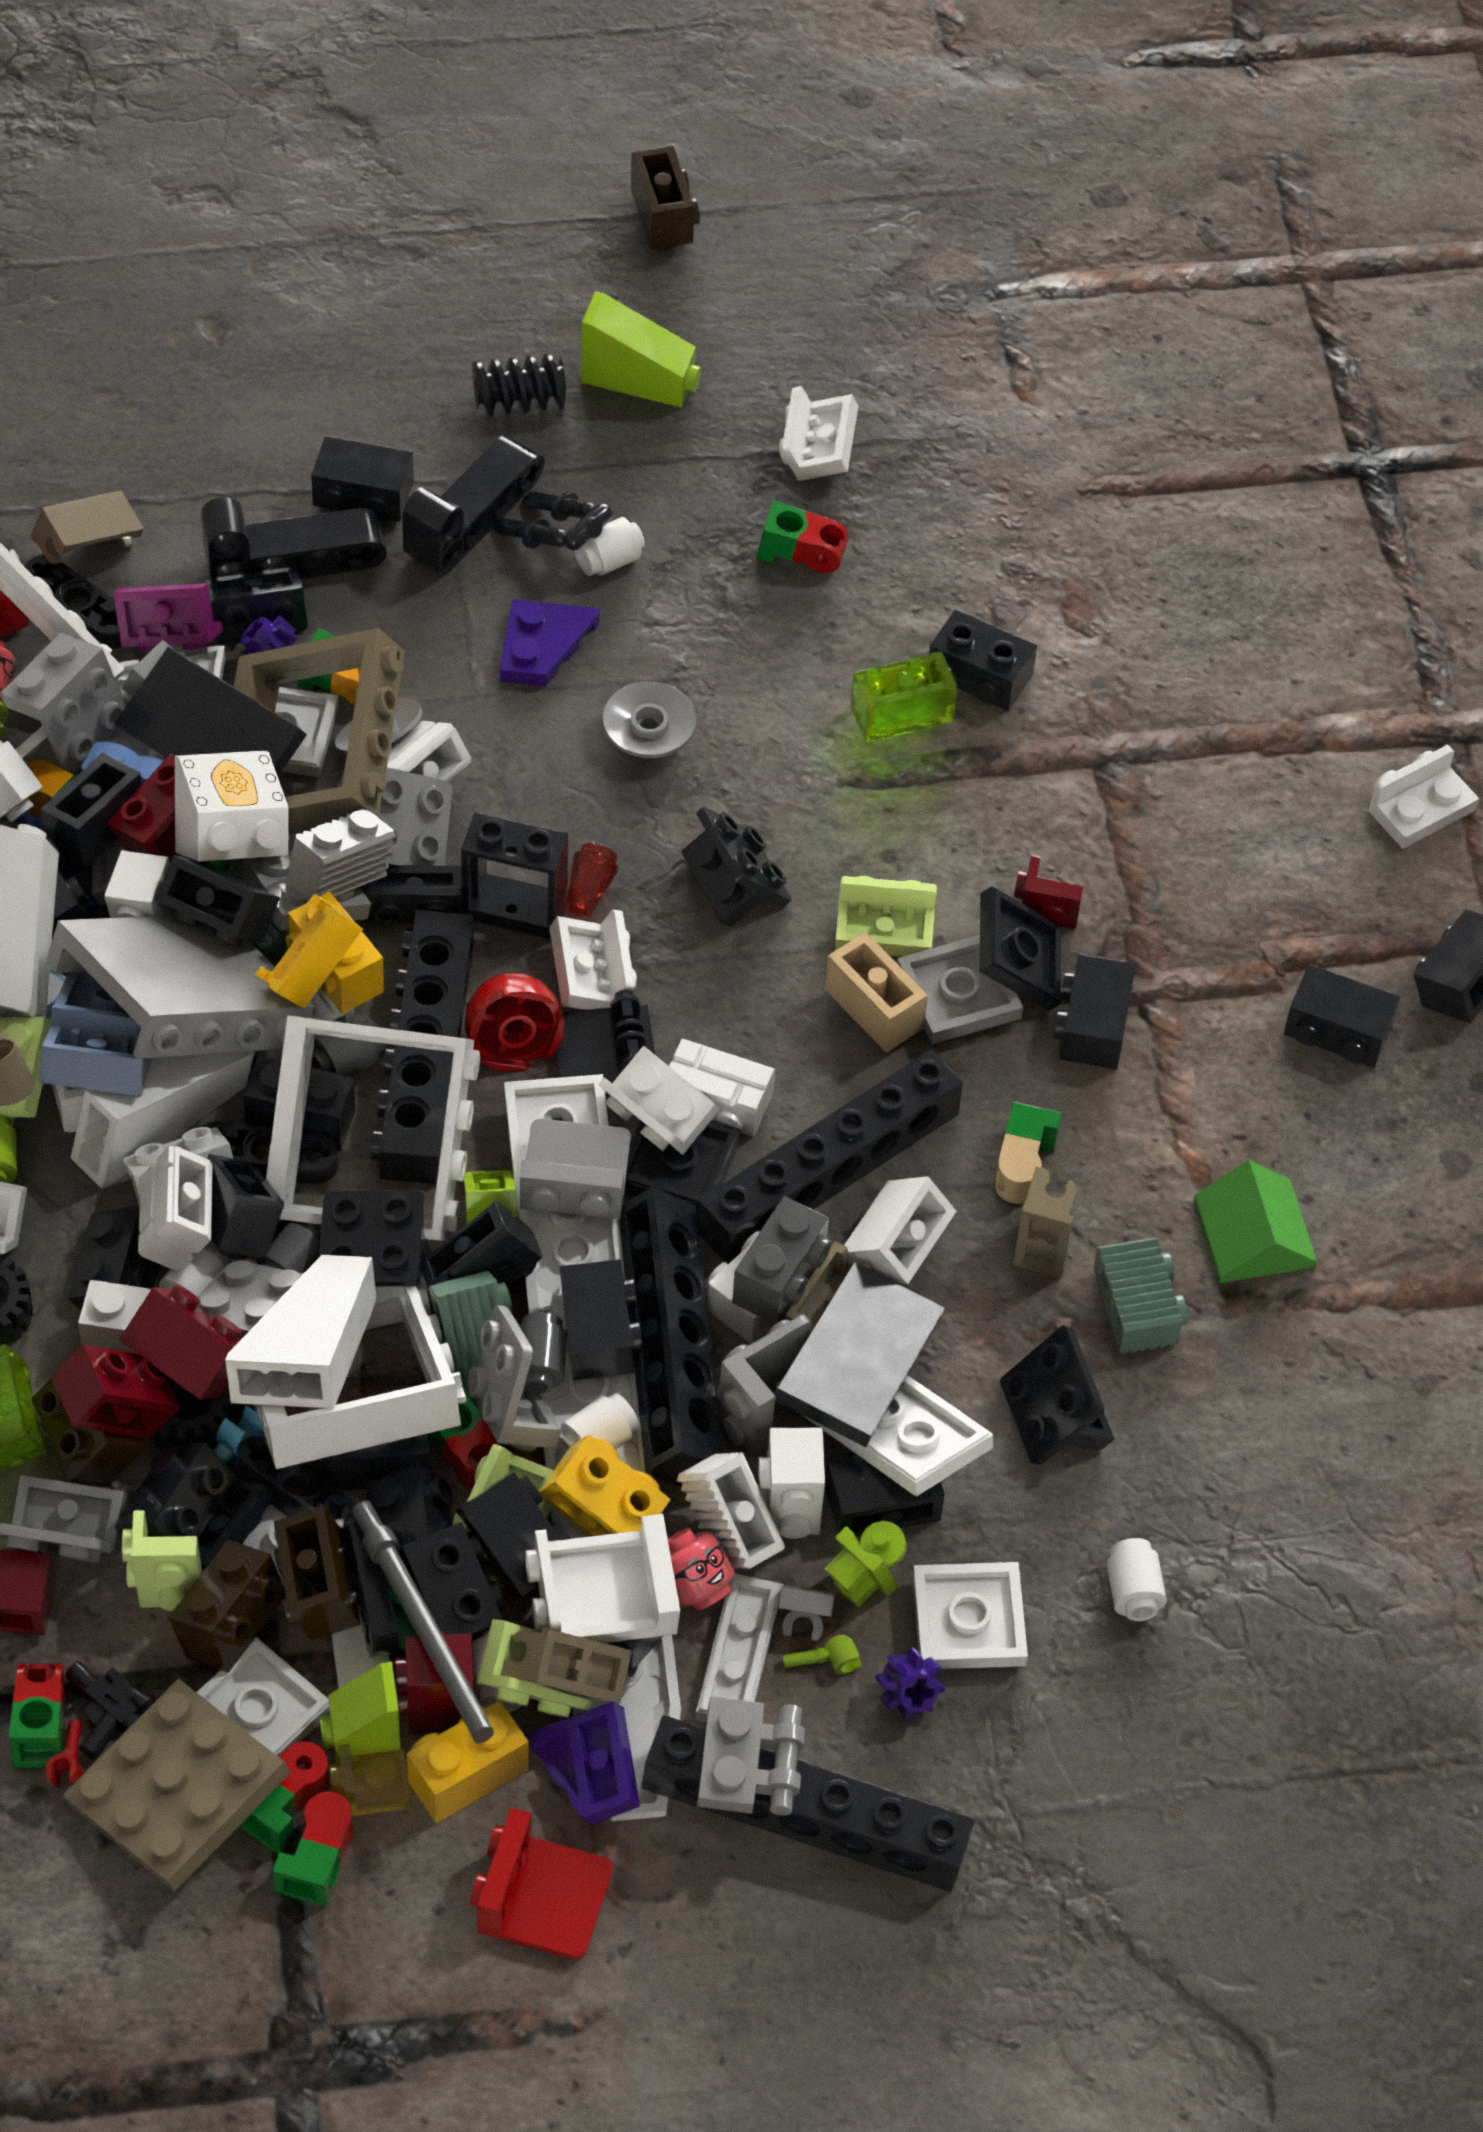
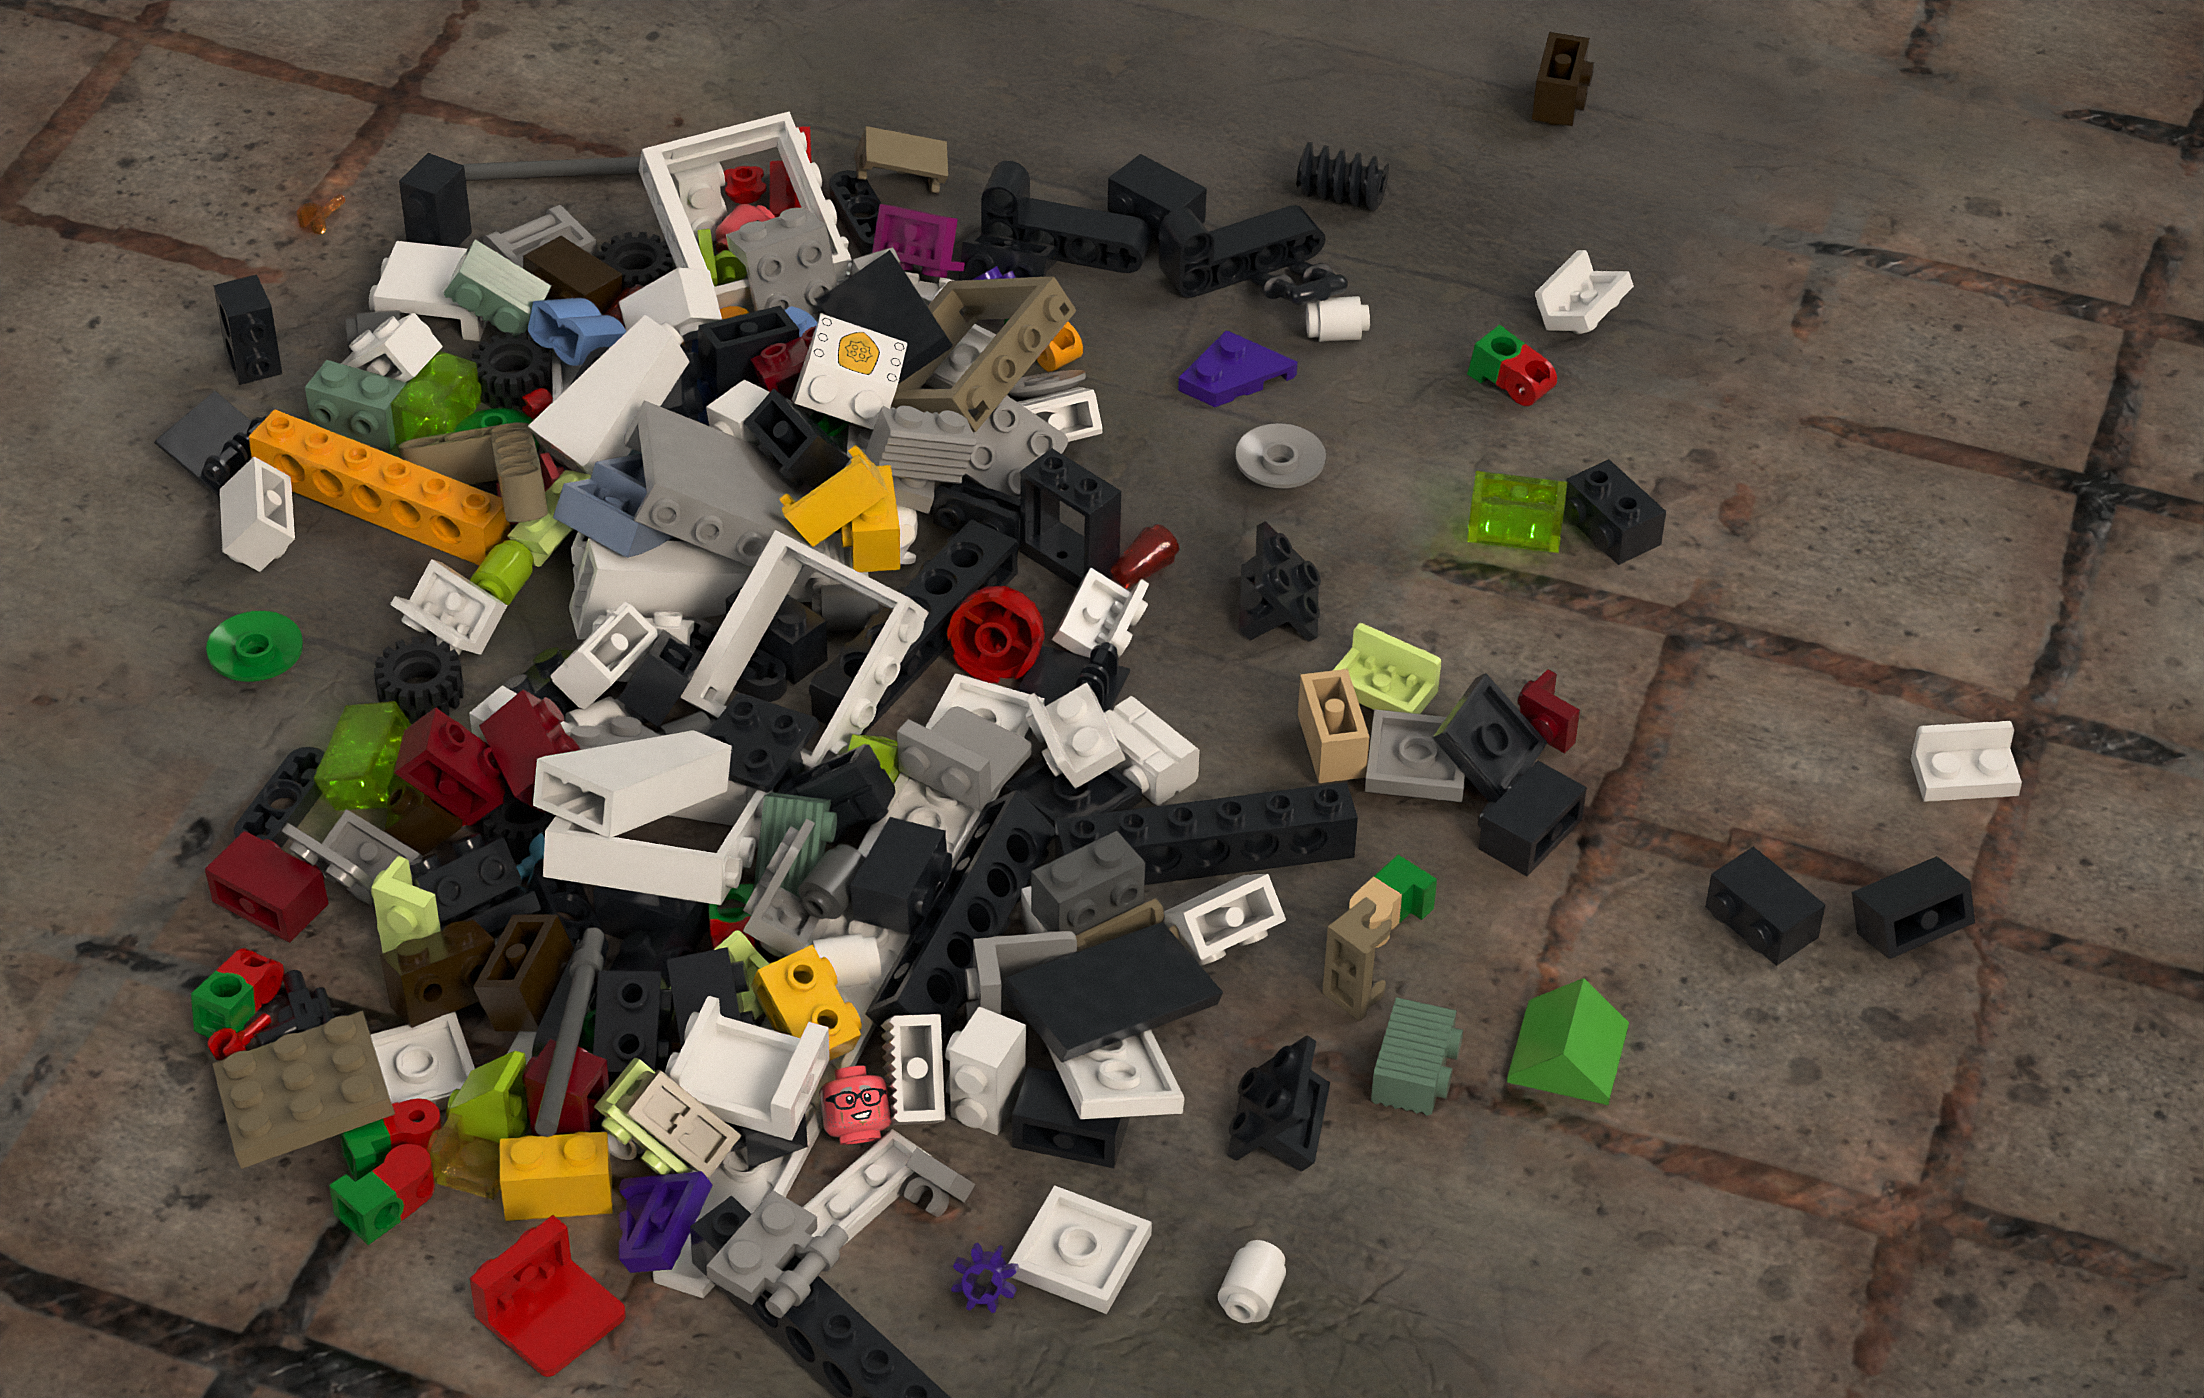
camera: 30 degrees right, 10 degrees down
(635, 354) = (1454, 182): lime slope -> none
(838, 1650) = (943, 1231): lime hand -> none
(865, 1565) = (1002, 1162): lime hips -> none

